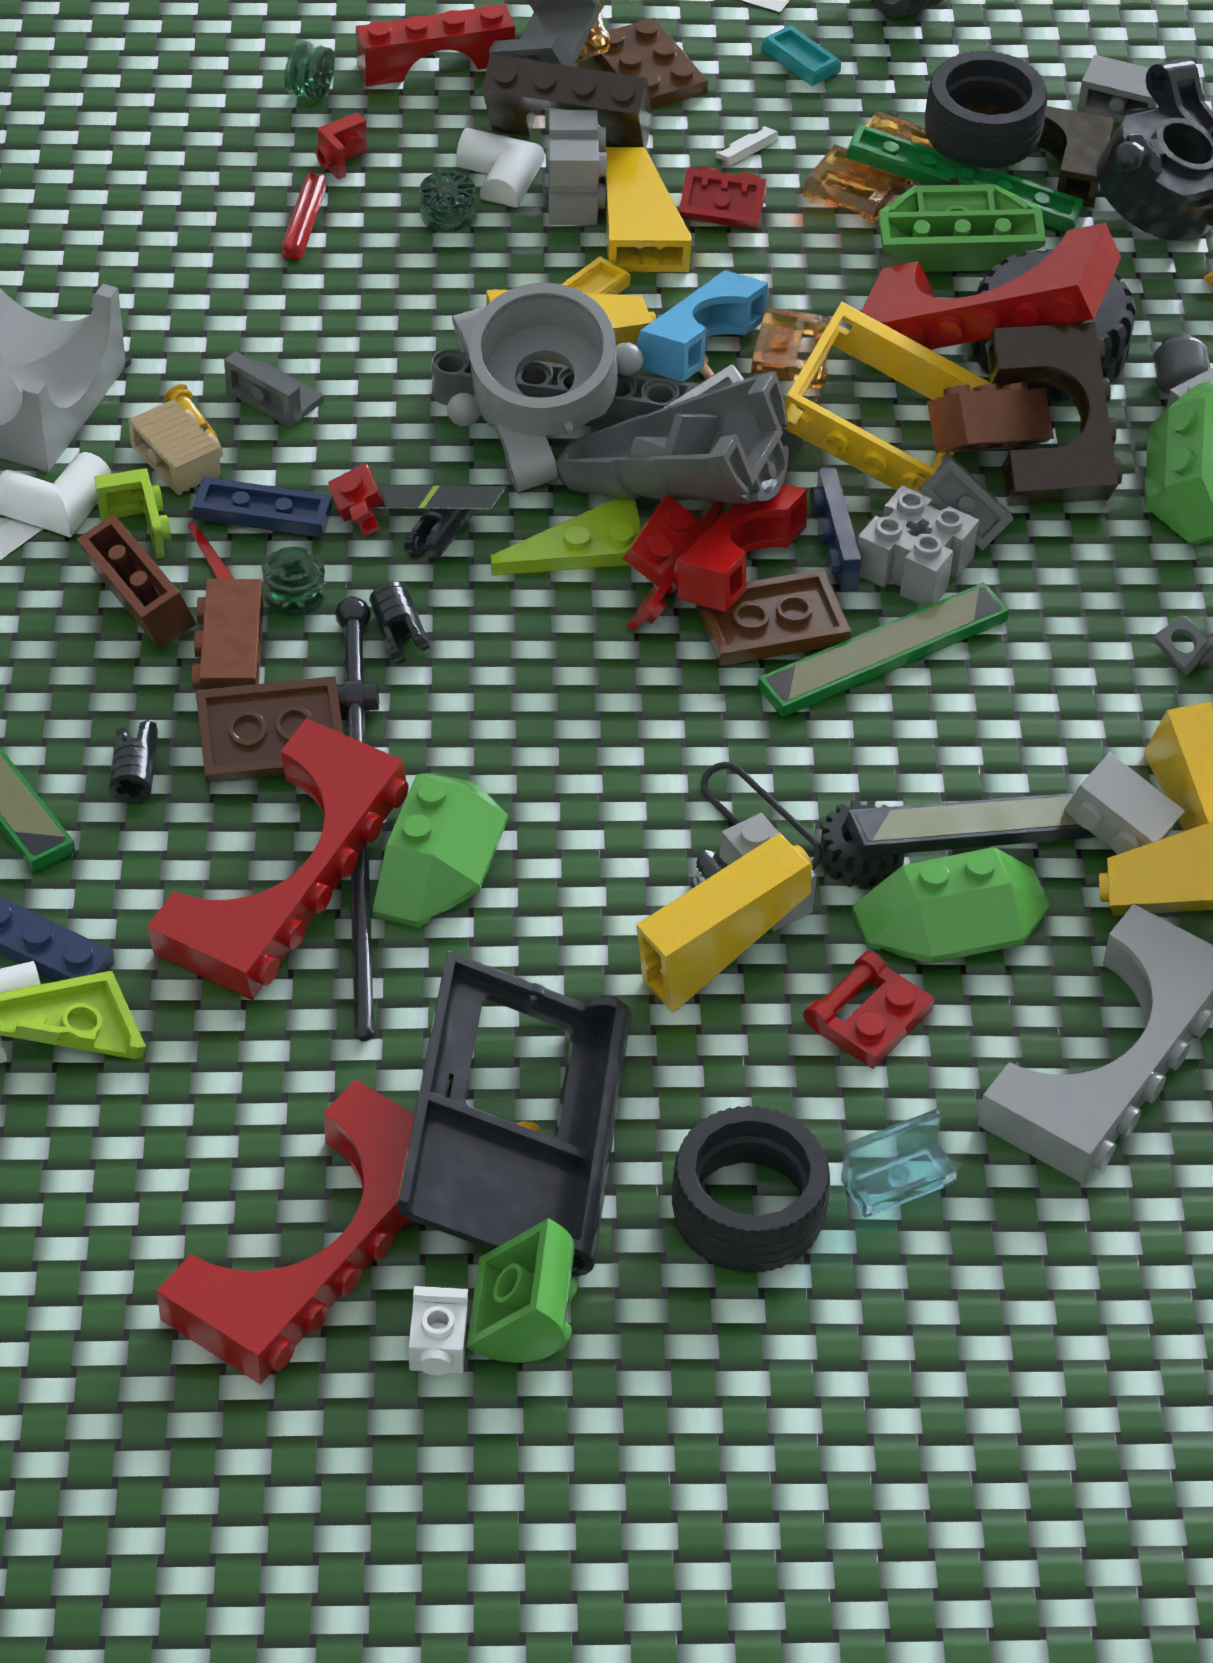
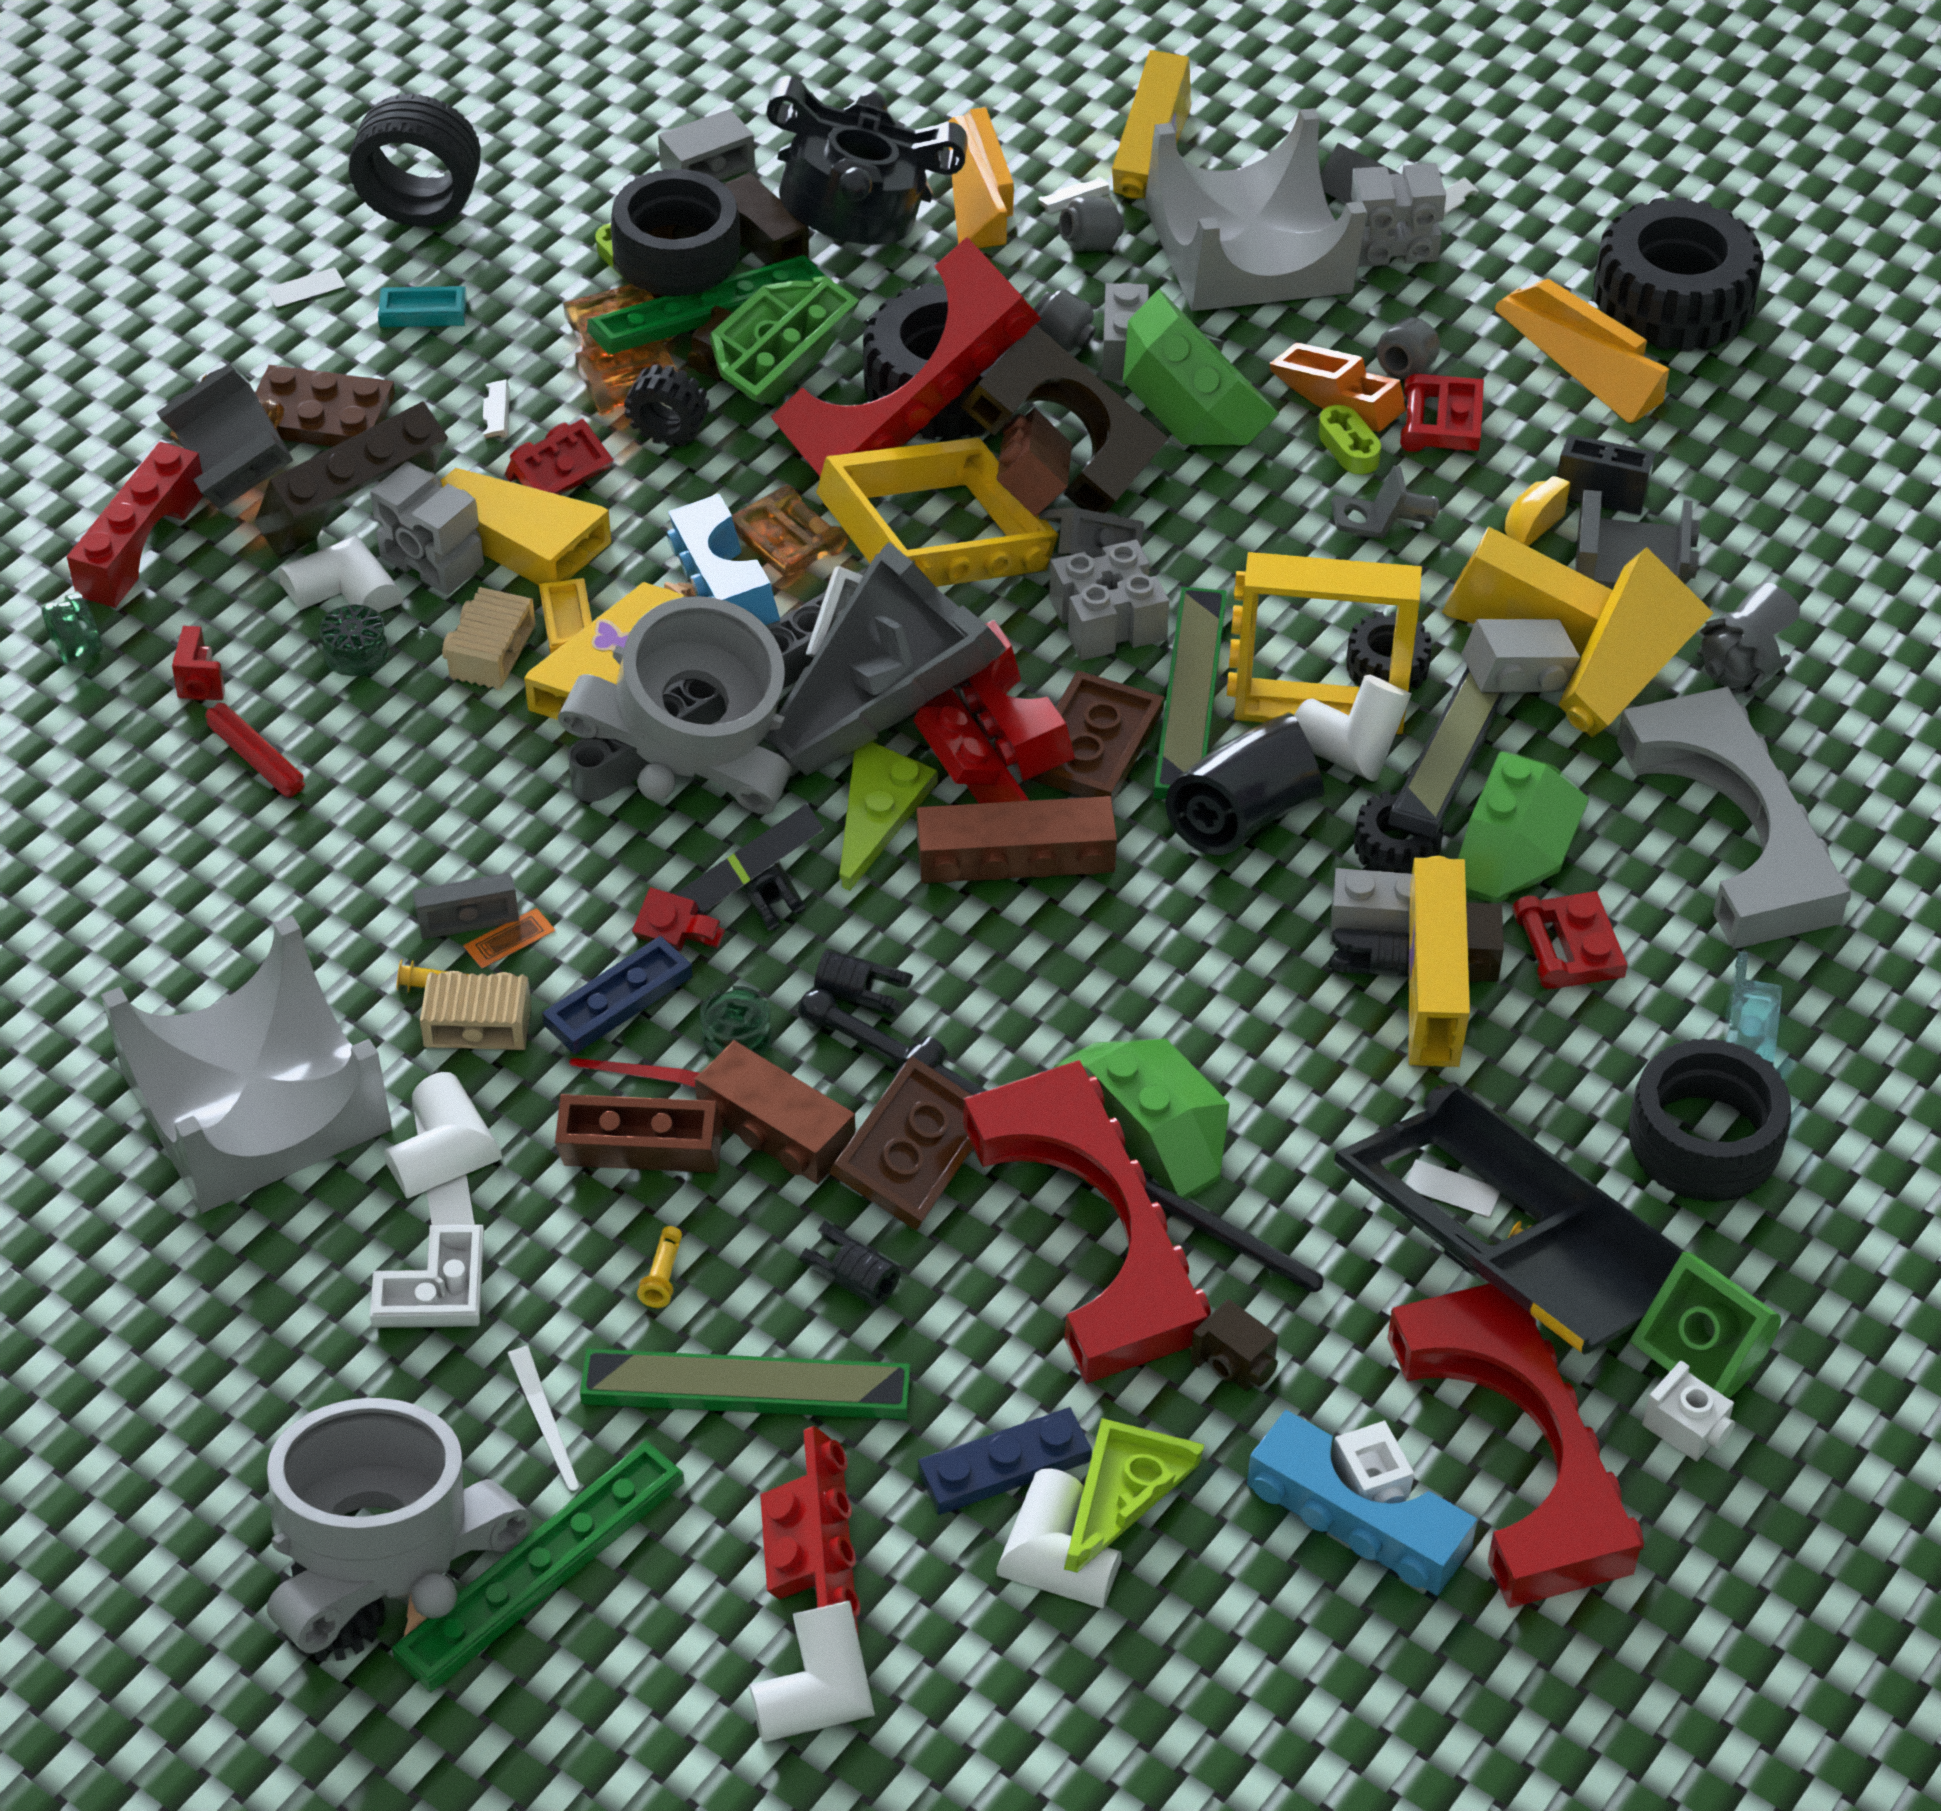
camera: 50 degrees left, 0 degrees up
(44, 668) = (656, 1289): none -> yellow piece
(132, 494) = (526, 1069): lime bracket -> none
(163, 1216) = (1415, 1538): none -> dark azure arch
(202, 1155) = (1373, 1464): none -> white brick
(249, 1013) = (1236, 1346): none -> dark brown brick
(269, 431) = (509, 938): none -> sticker
(519, 258) = (489, 637): none -> tan brick
(541, 1070) = (1452, 1188): none -> white sticker
(614, 626) = (1016, 839): none -> copper brick
(728, 765) = (1290, 862): black piece -> none
(797, 949) = (1484, 941): none -> dark brown brick
(806, 721) = (1244, 786): none -> black brick
(830, 212) = (674, 390): none -> black tyre
(836, 529) = (1040, 634): dark blue plate -> none
(932, 754) = (1362, 737): none -> white brick
(988, 755) = (1319, 579): none -> yellow window
(1052, 719) = (1377, 636): none -> black tyre

